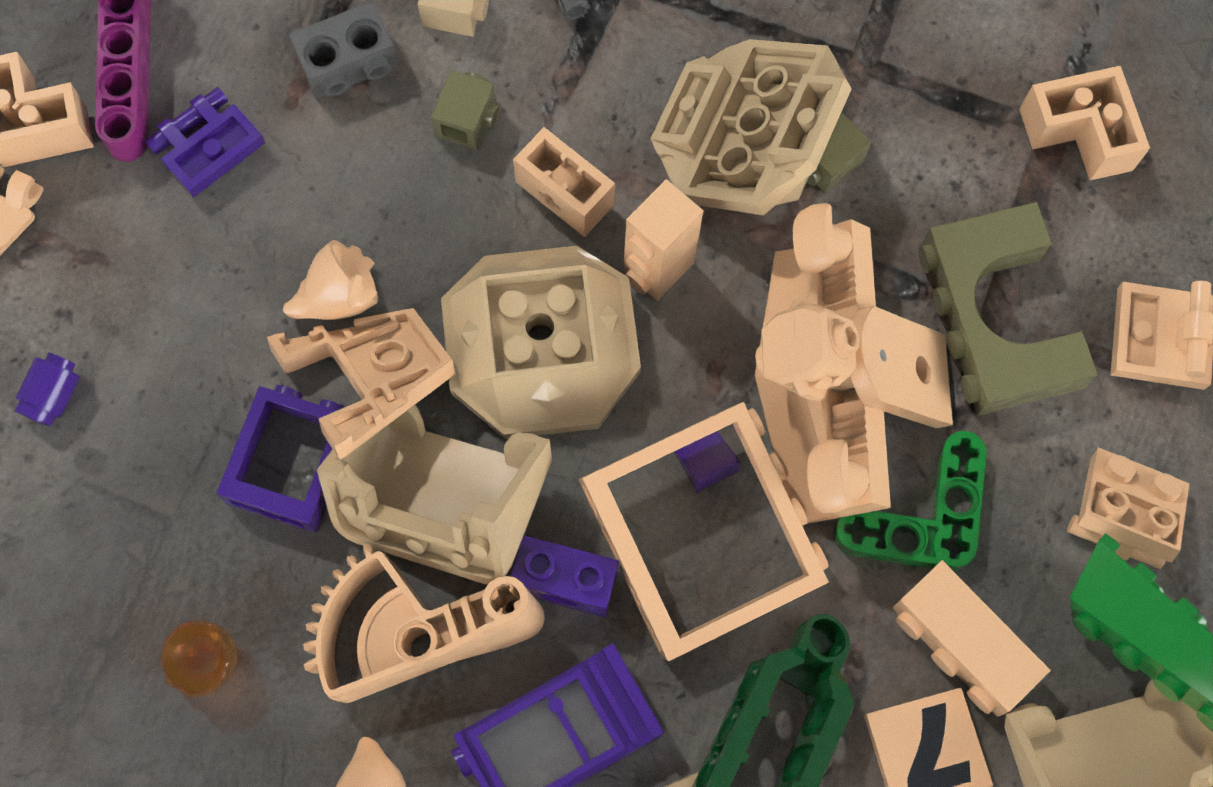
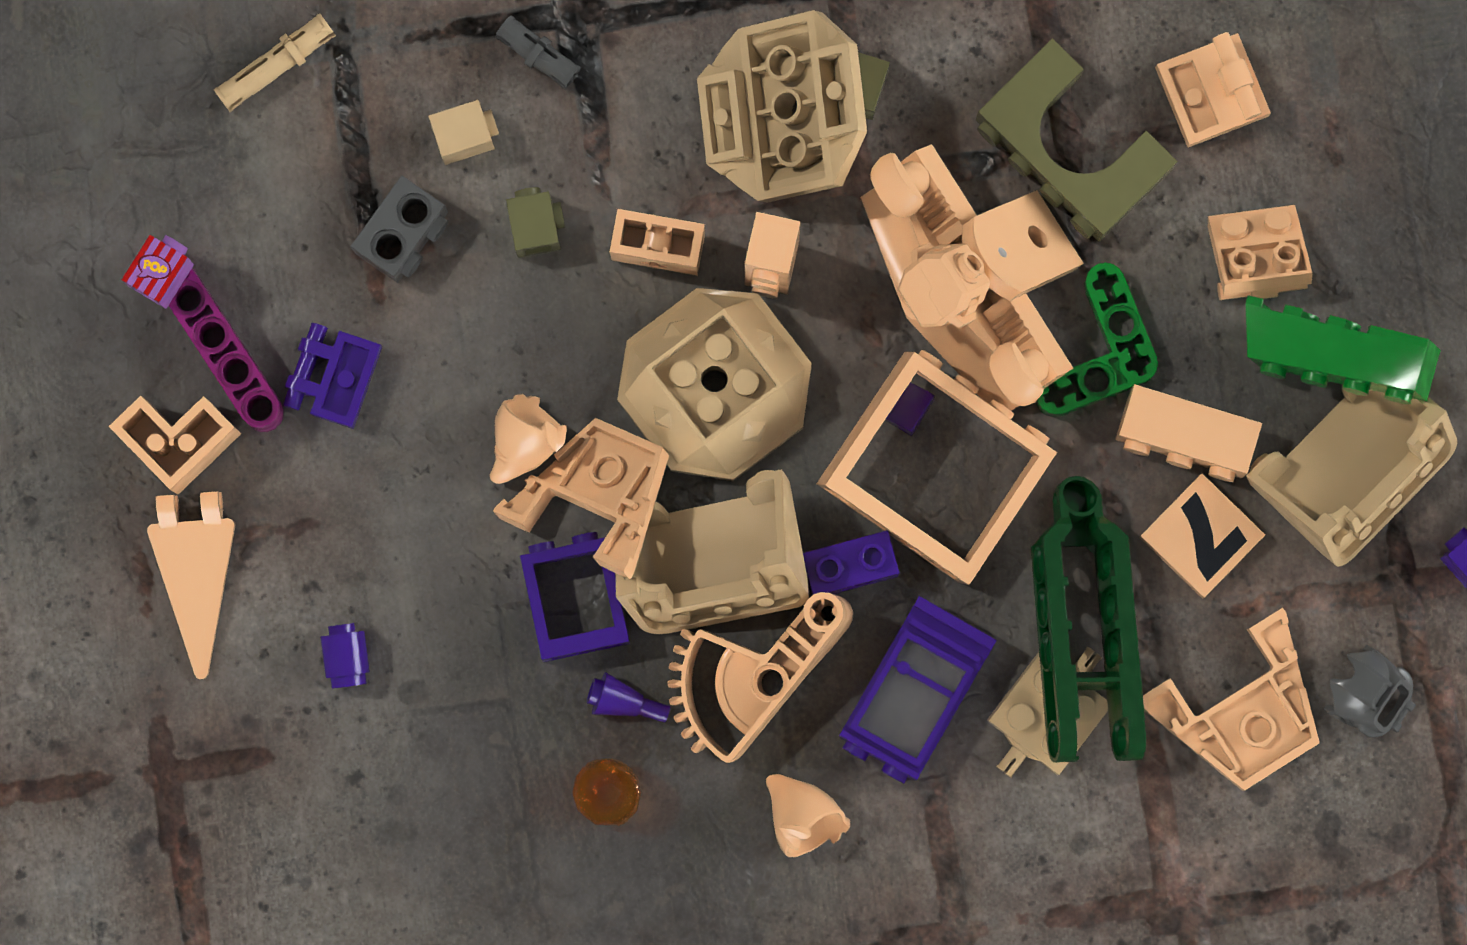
camera: 25 degrees left, 10 degrees up
(267, 574) = (616, 698): none -> dark purple cone

